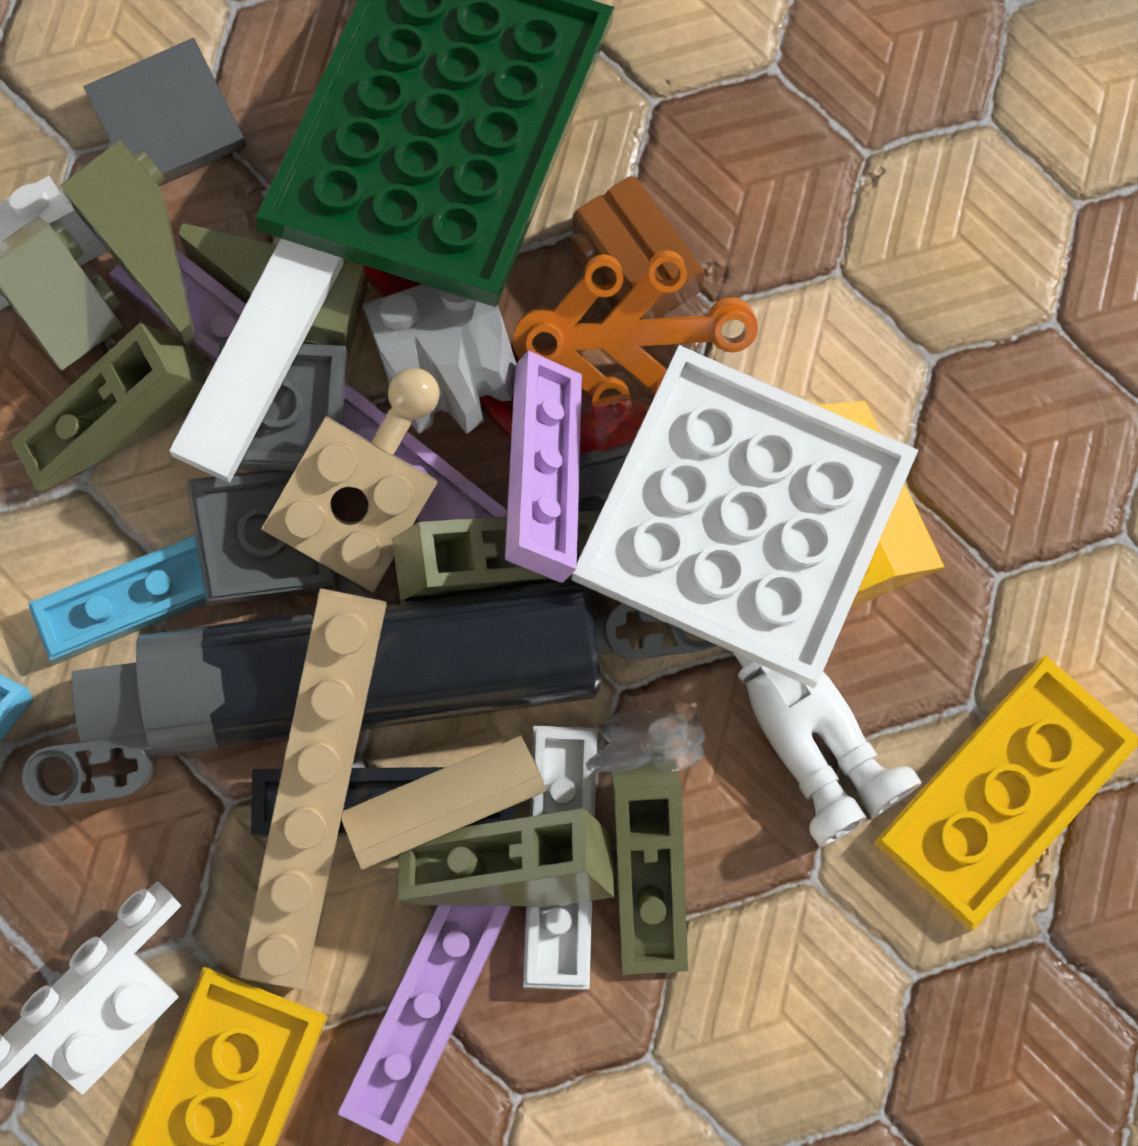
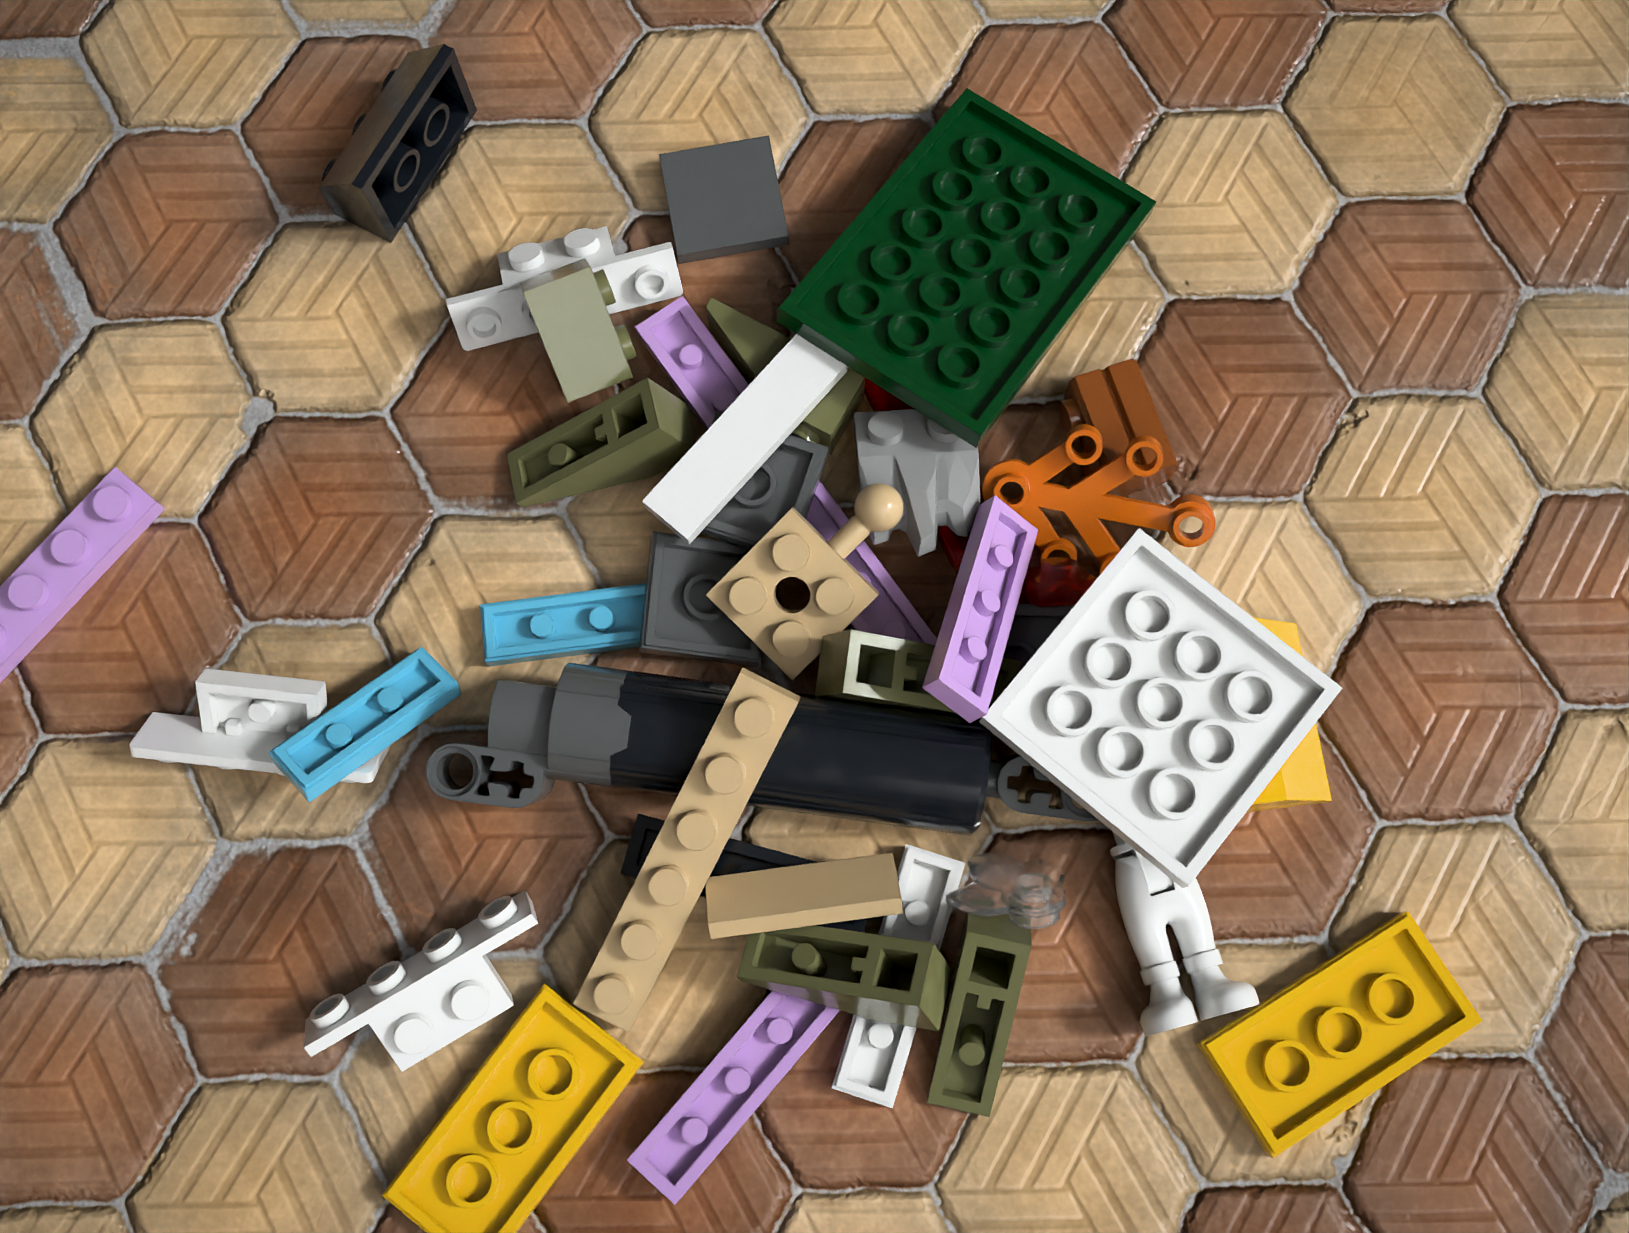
camera: 20 degrees right, 0 degrees up
(129, 216) = (666, 280): olive slope -> none

